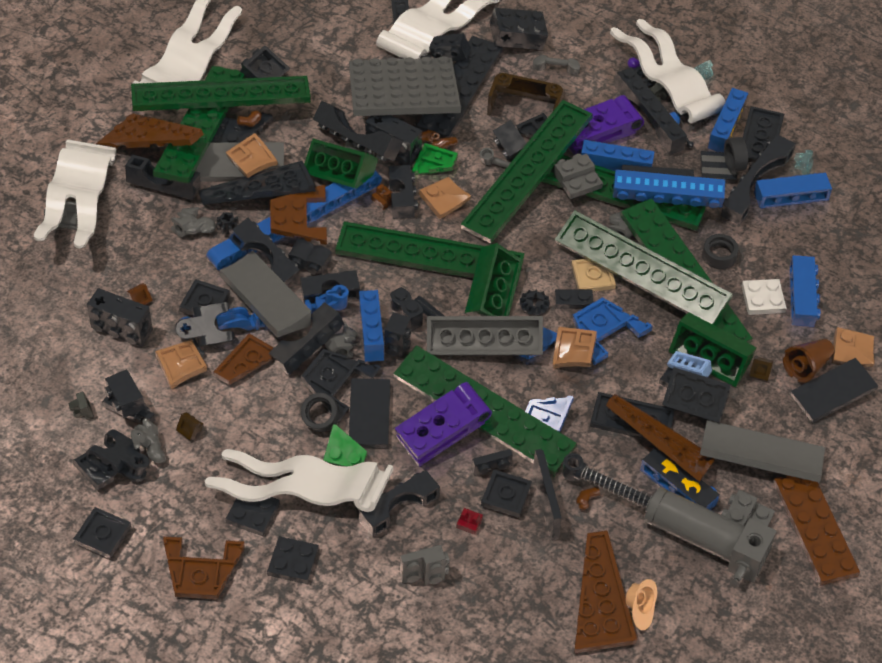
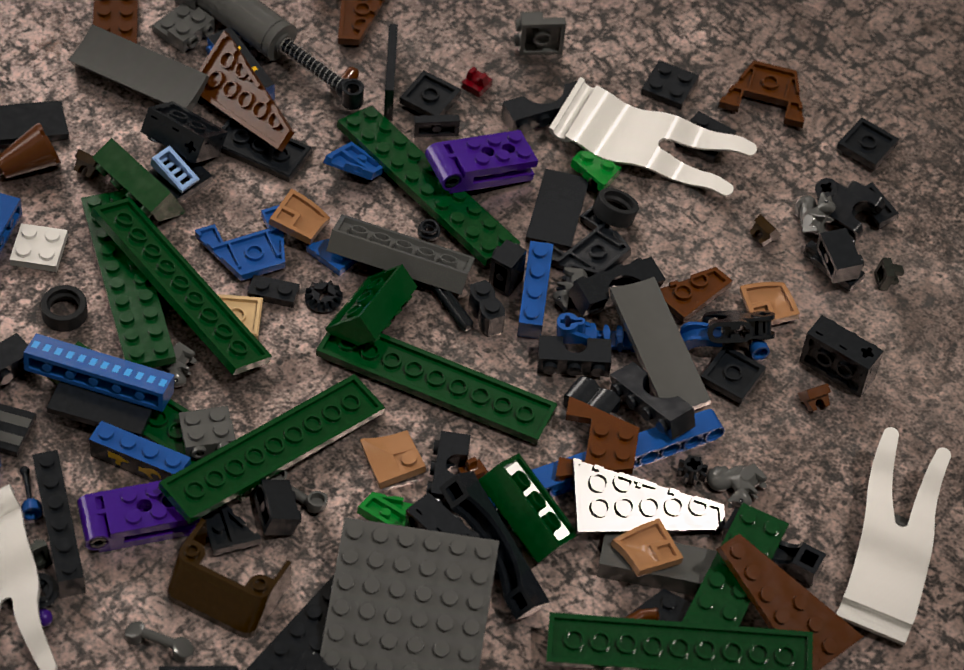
camera: 170 degrees left, 0 degrees up
(470, 366) = (426, 226): none -> black plate

